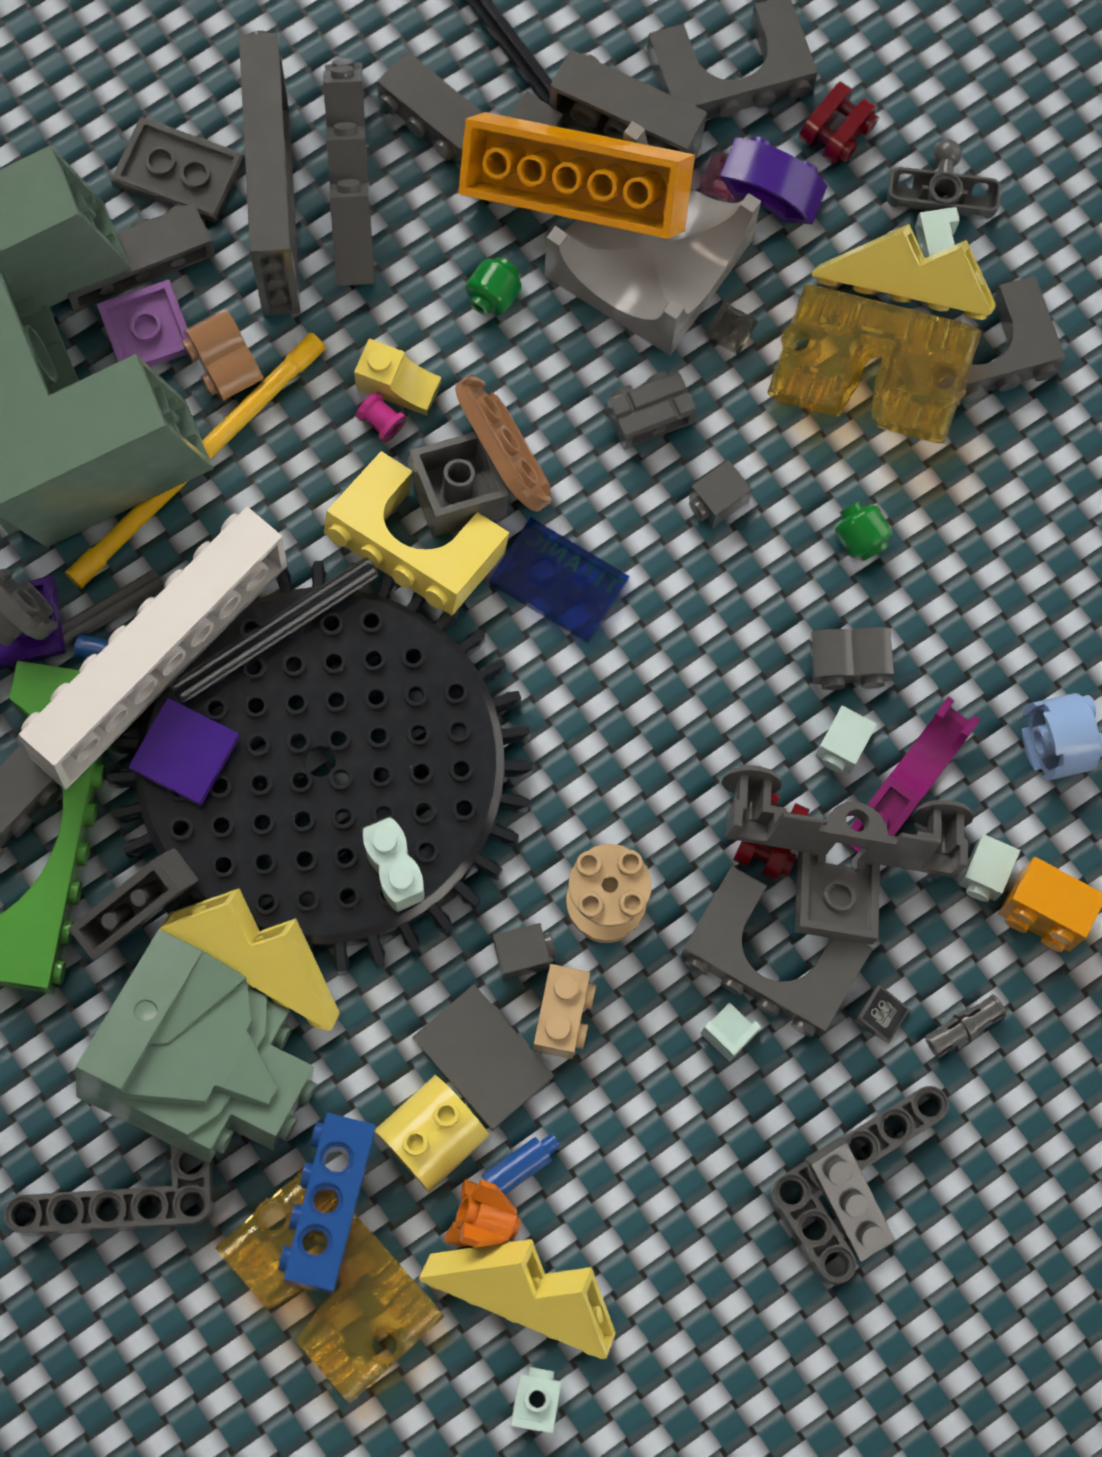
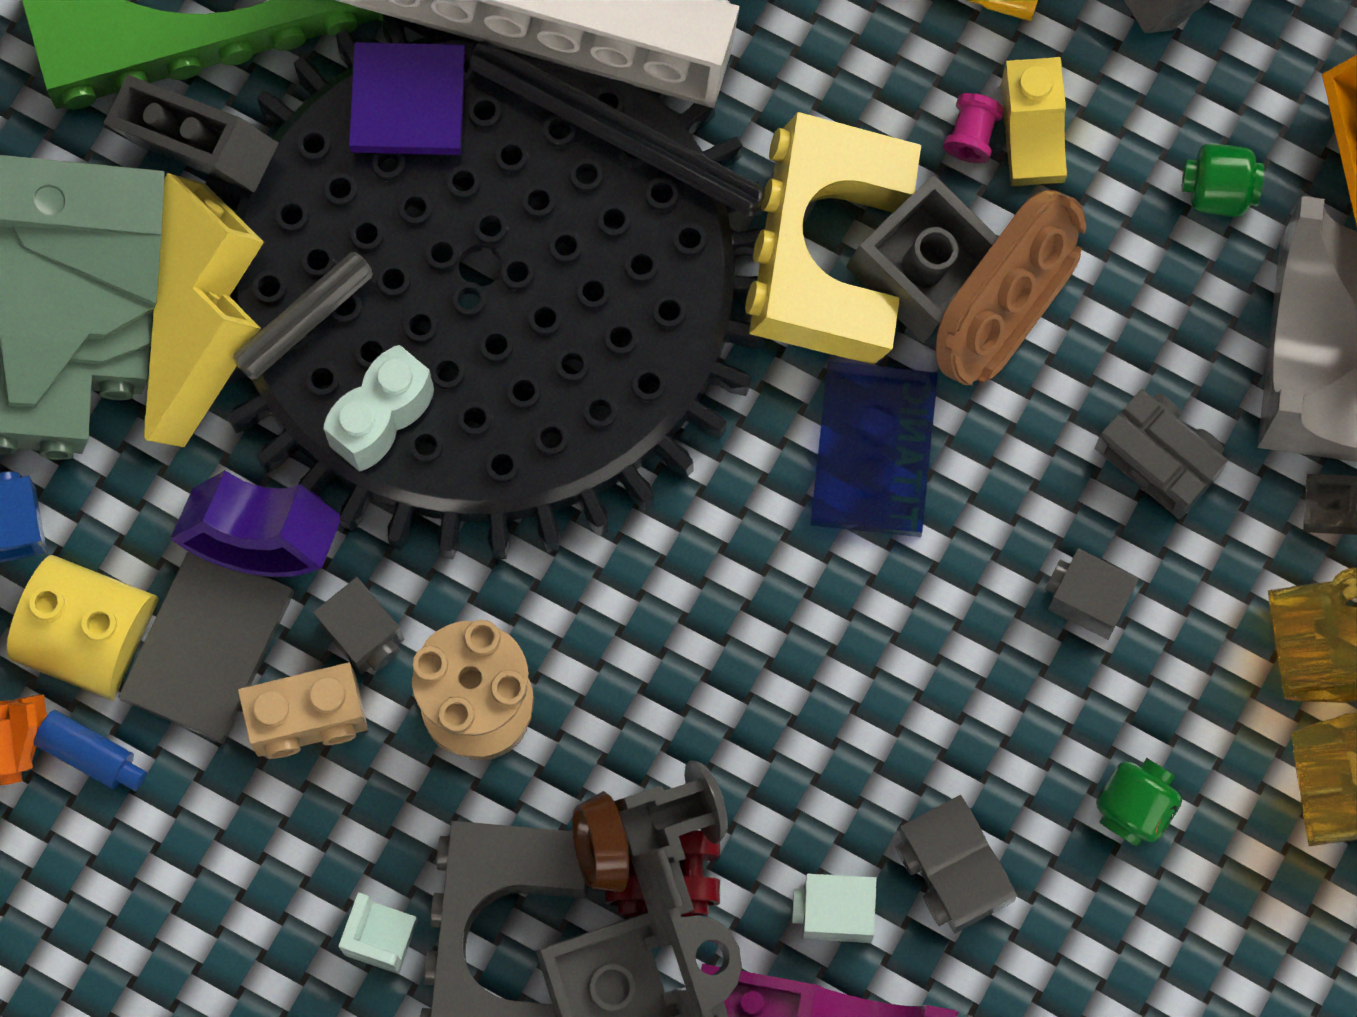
camera: 70 degrees right, 0 degrees up
(301, 887) = (303, 315): none -> dark grey axle
(425, 986) = (256, 527): none -> dark purple brick
(749, 856) = (601, 843): none -> reddish brown hat

